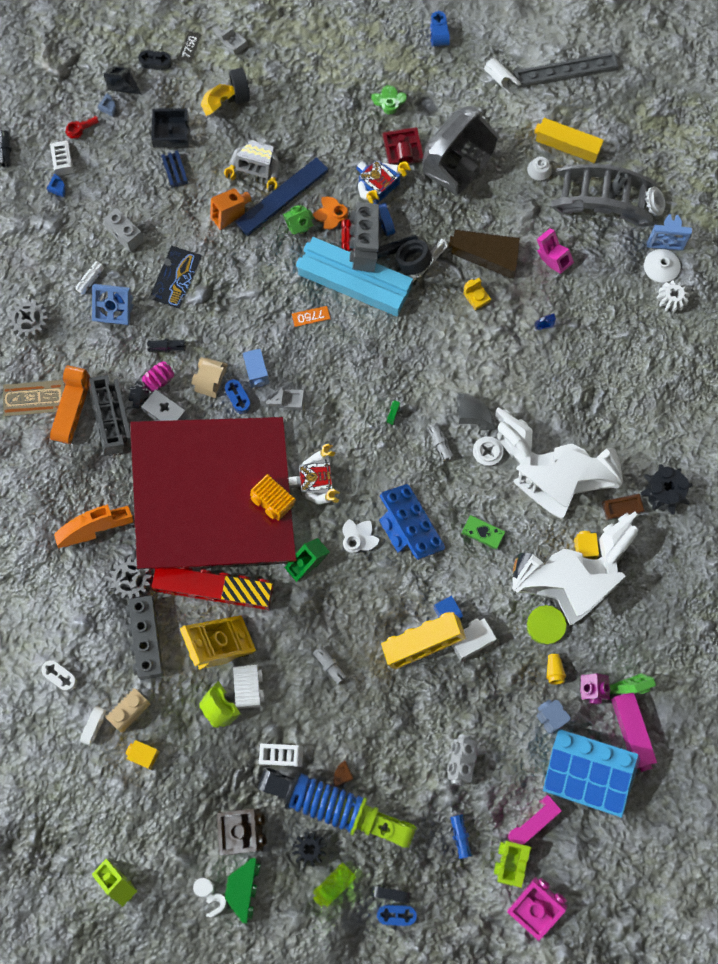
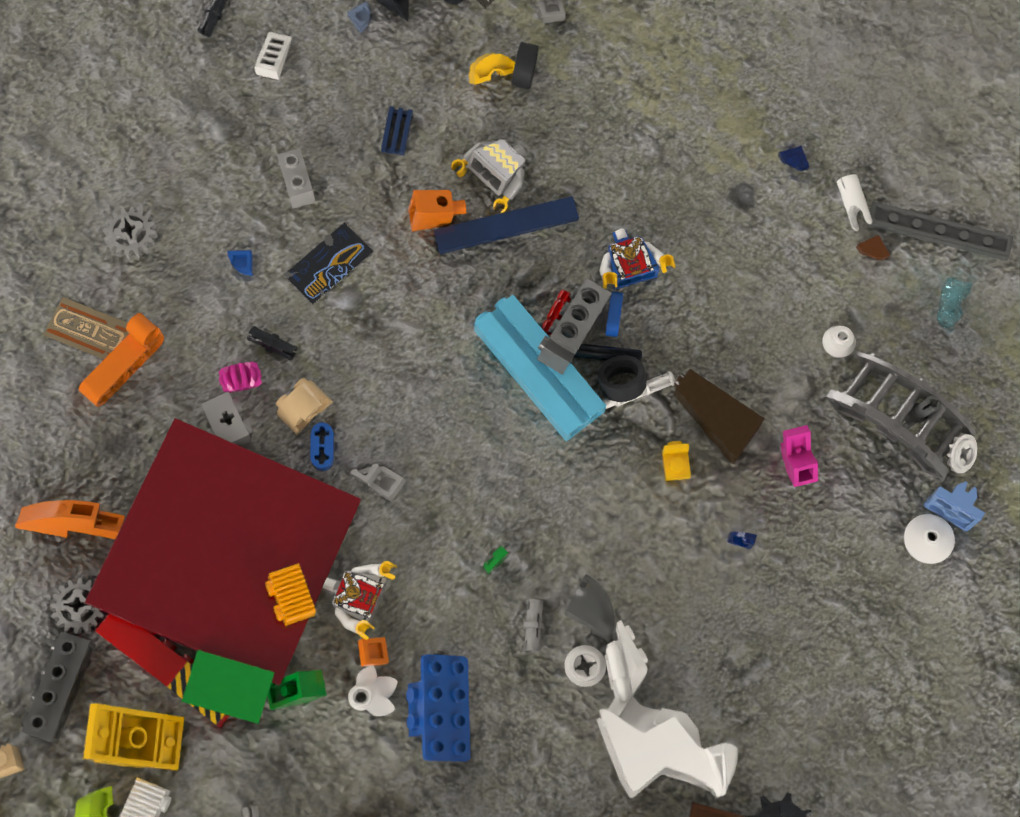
camera: 25 degrees right, 0 degrees up
(56, 186) = (249, 86): blue tile -> none
(75, 129) = (307, 28): red plate -> none
(89, 277) = (228, 216): white axle -> none
(105, 417) = (154, 392): dark grey brick -> none
(124, 292) = (219, 252): medium blue piece -> none
(138, 394) = (206, 387): black plate -> none
(170, 127) = (417, 78): black piece -> none
(256, 368) = (361, 423): medium blue bracket -> none
(262, 577) = (228, 686): none -> green tile
(298, 219) = (508, 264): bright green brick -> none
(310, 316) = (462, 390): orange sticker -> none
(329, 212) = (550, 272): orange plate -> none
(345, 509) = (373, 651): none -> orange tile
(389, 99) = (699, 165): bright green plate -> none
(403, 146) = (684, 233): dark red plate -> none
(439, 30) = (806, 109): blue piece -> none
(448, 66) = (794, 158): none -> clear blue tile
(459, 129) = (752, 250): flat silver piece -> none
(483, 532) = (525, 765): bright green tile -> none
(530, 100) = (873, 248): none -> reddish brown tile
(568, 140) = (894, 322): yellow brick -> none
(596, 109) = (950, 302): none -> clear light blue leg
(673, 296) = (925, 579): white gear -> none

